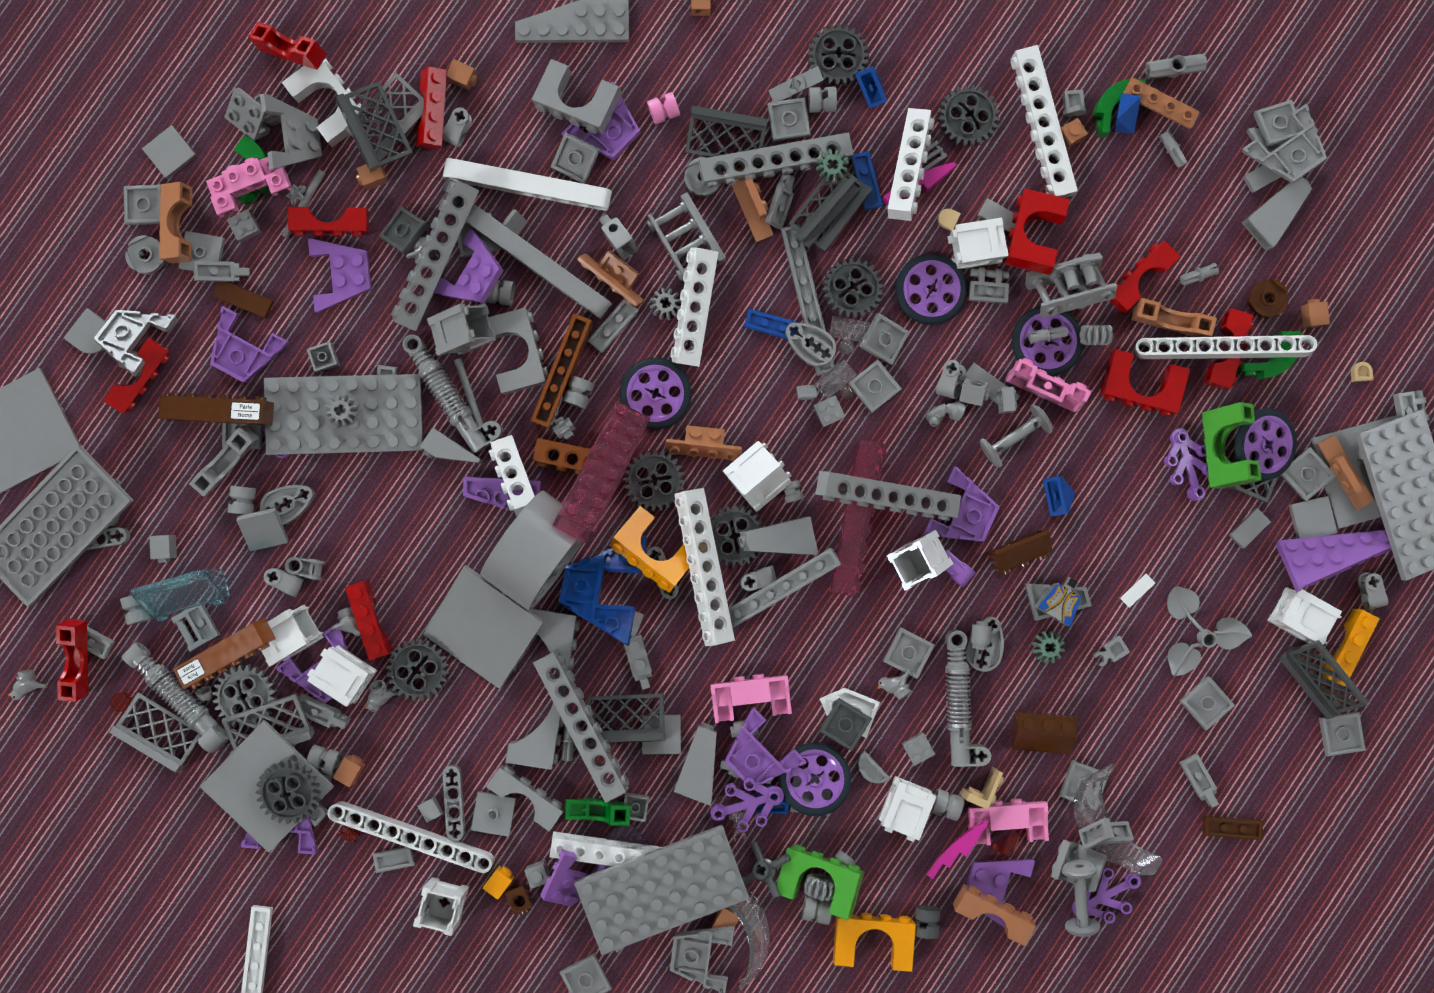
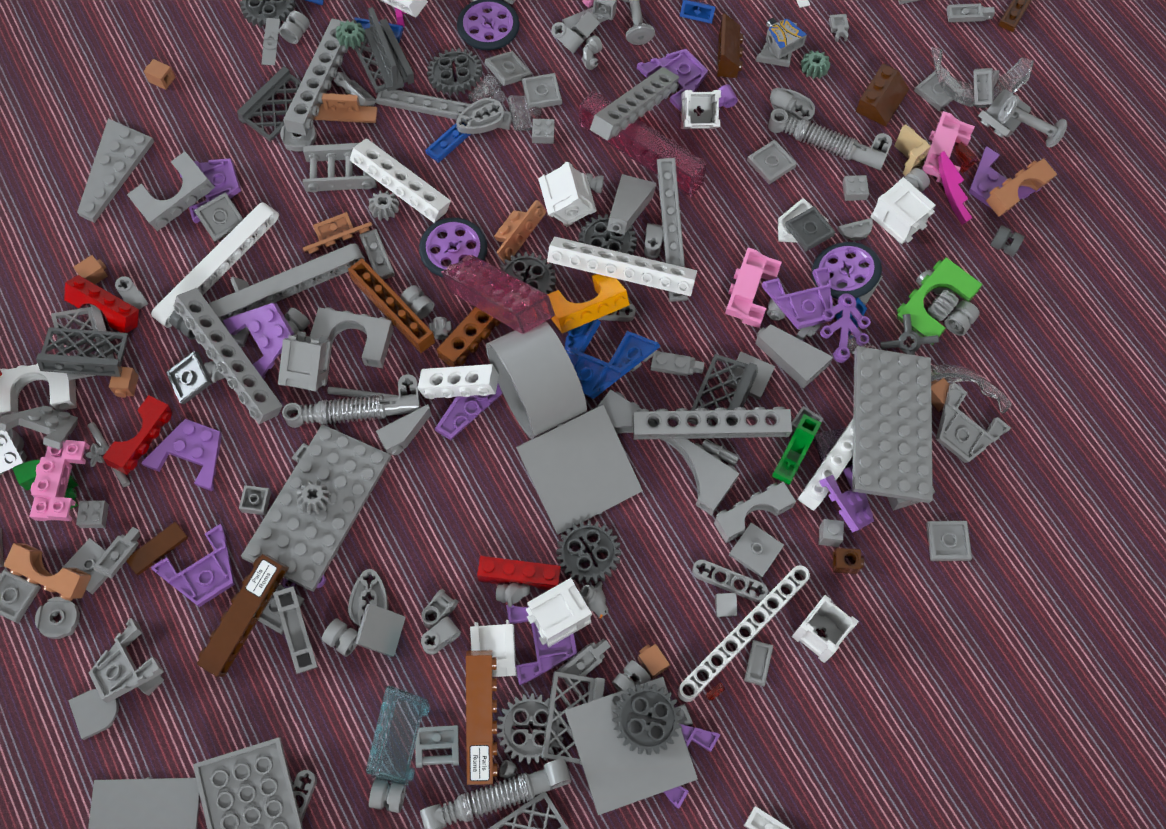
camera: 65 degrees left, 20 degrees down
(123, 396) = (174, 704): red arch -> none
(163, 548) = (342, 739): light grey brick -> none
(498, 881) = (823, 572): light orange brick -> none
(618, 237) = (305, 211): light grey torso -> none
(663, 108) = (224, 135): bright pink wheel -> none
(789, 119) = (294, 57): light grey plate -> none
(806, 392) = (519, 140): light grey slope -> none
(896, 685) = (795, 179): light grey animal -> none
(899, 929) = (1008, 266): light orange arch -> none
(1104, 896) = (1031, 91): medium lavender plant -> none

